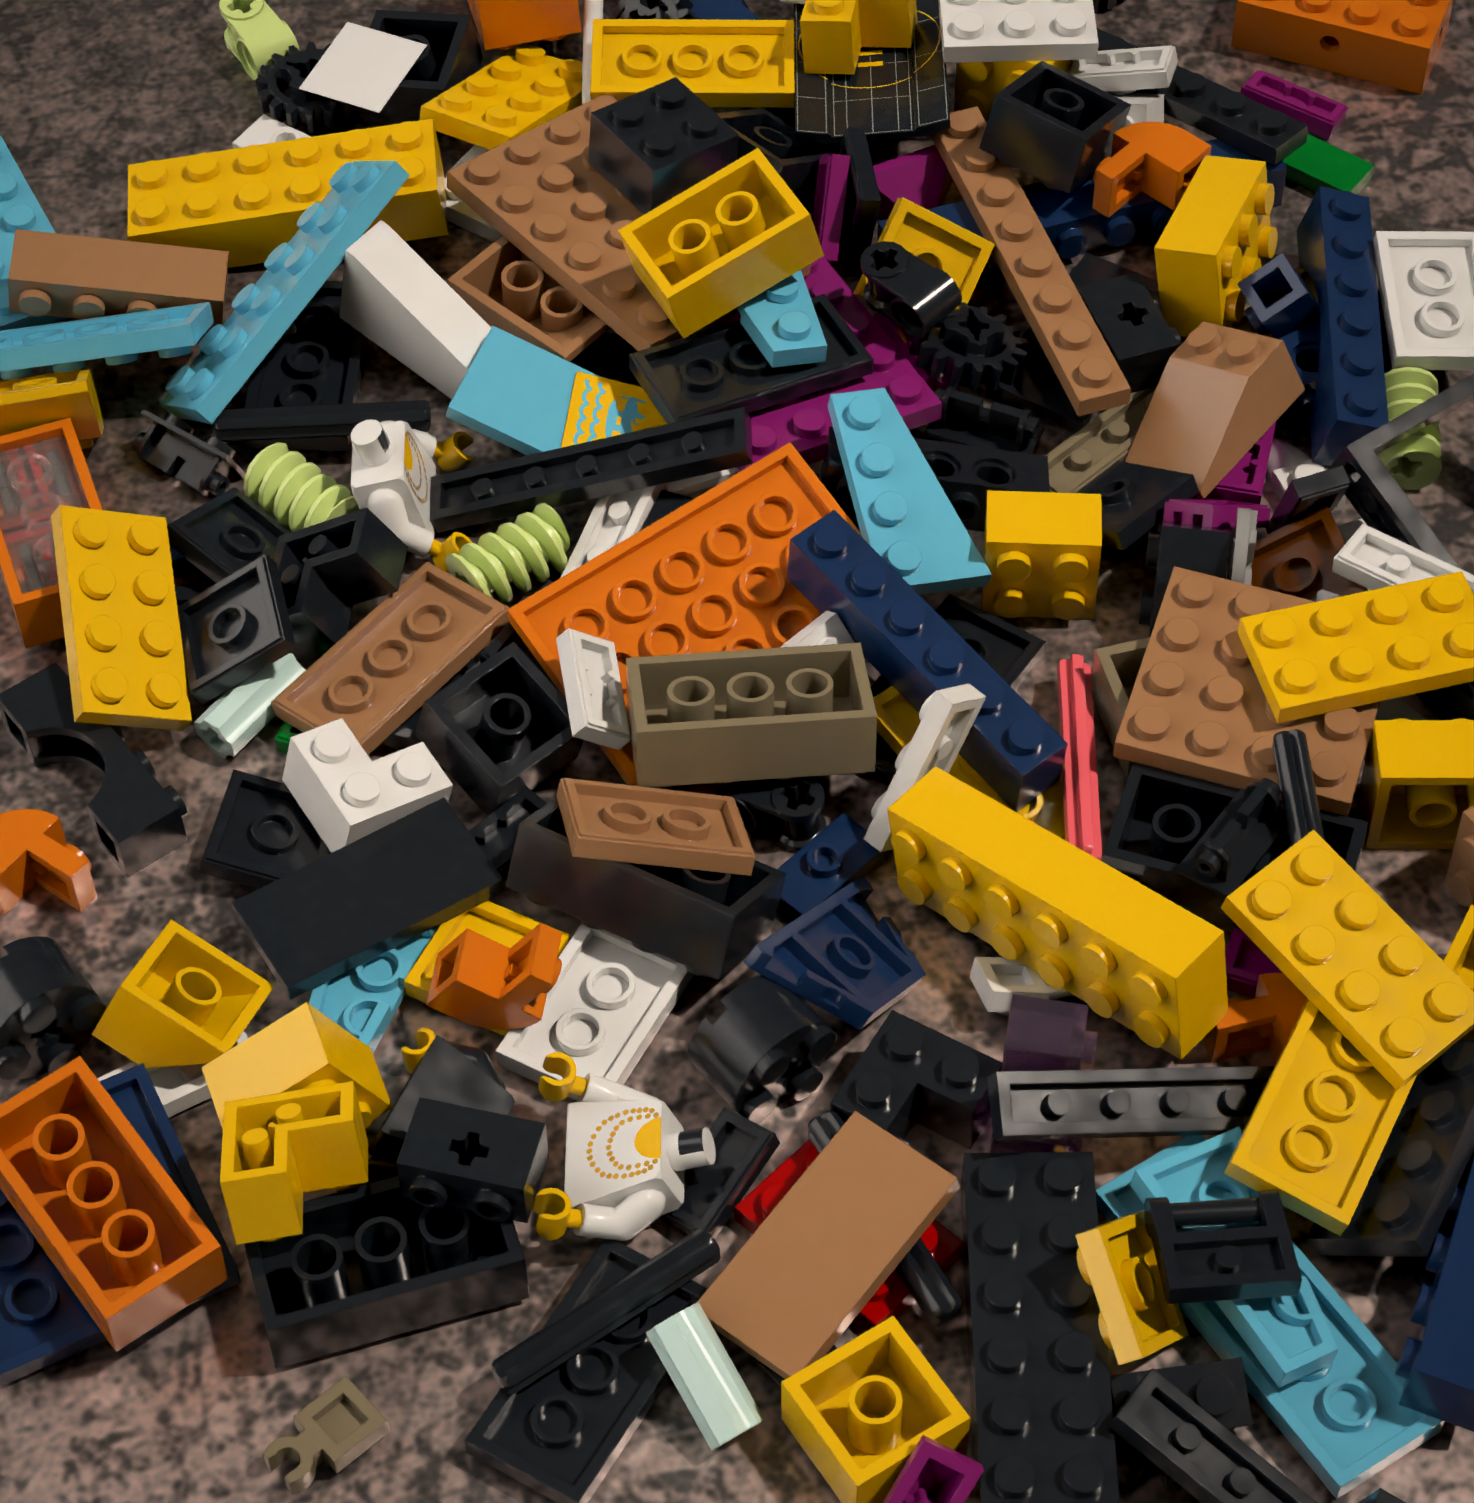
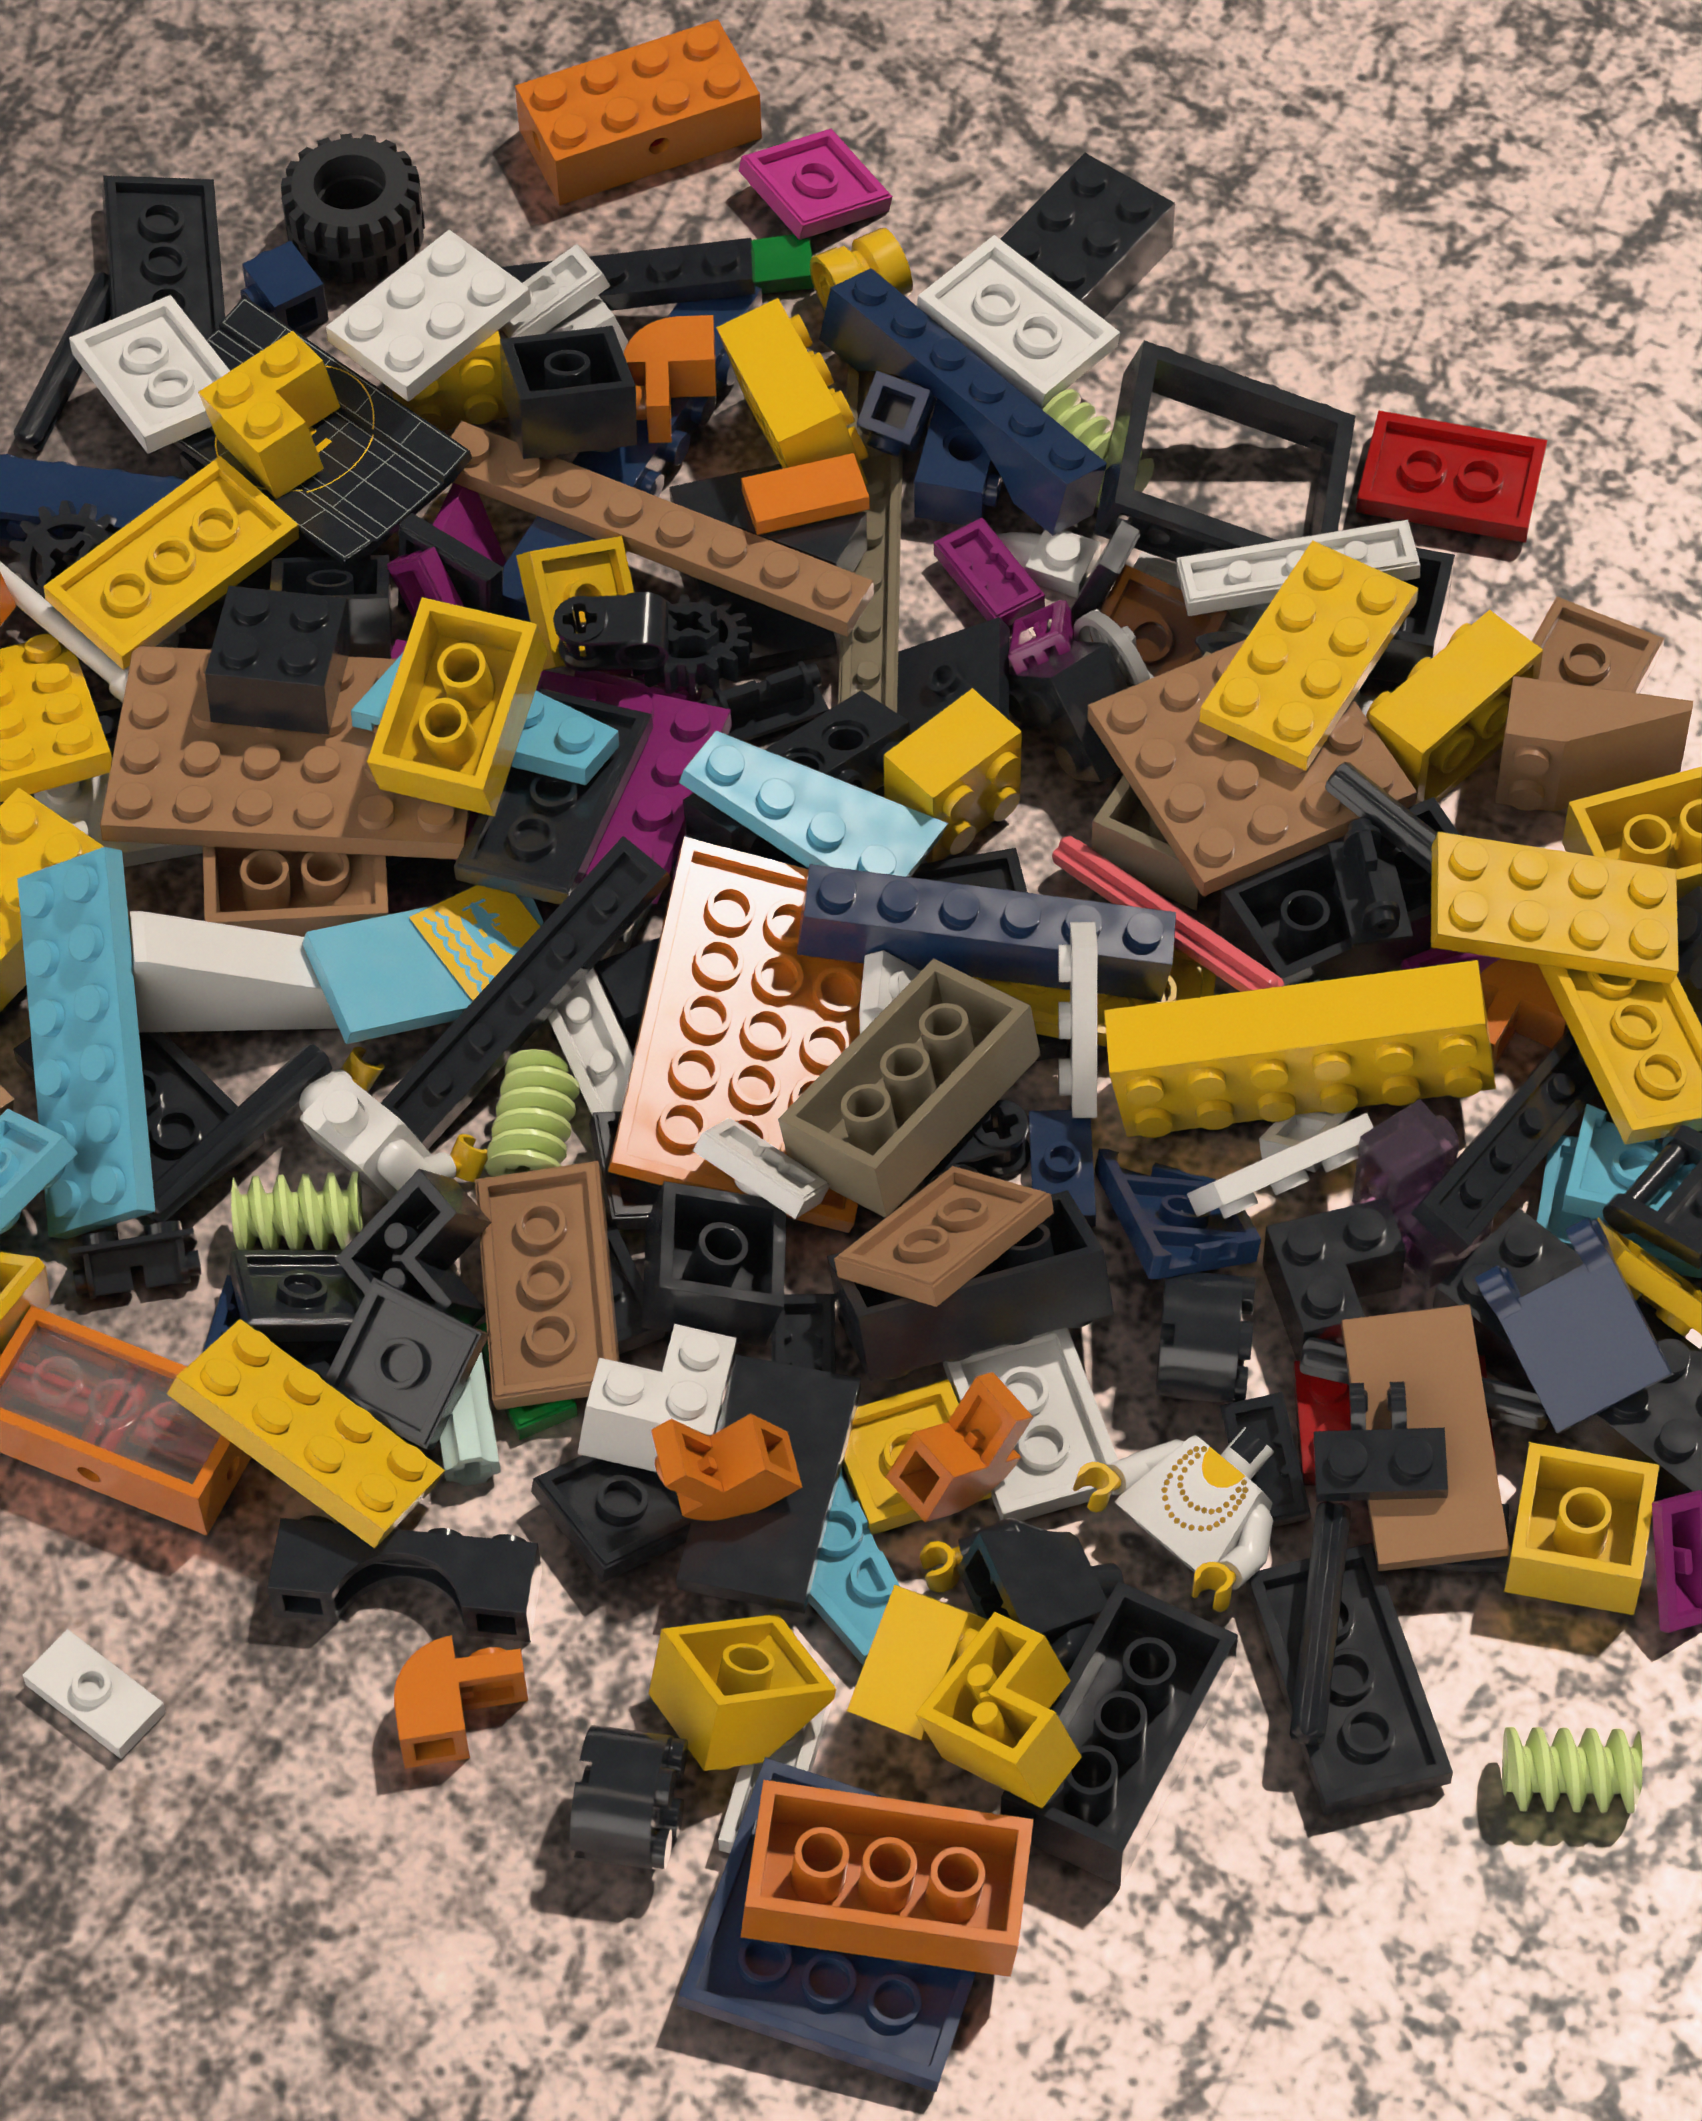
camera: 45 degrees left, 5 degrees up
(324, 855) = (726, 1472): none -> orange brick
(331, 1429) = (1222, 1885): dark tan plate -> none
(472, 1161) = (1133, 1595): black brick -> none
(705, 1376) = (1438, 1605): light aqua axle -> none
(766, 1232) = (1382, 1461): none -> black hinge
(940, 976) = (1282, 1169): none -> white plate
(1013, 1261) = (1578, 1333): none -> dark blue flag
(1146, 300) = (805, 493): none -> orange tile
(1215, 403) = (942, 545): medium nougat slope -> none
(1317, 111) = (685, 223): magenta plate -> none
(1389, 205) = (873, 250): none -> yellow wheel
(1417, 139) = (815, 184): none -> dark pink tile

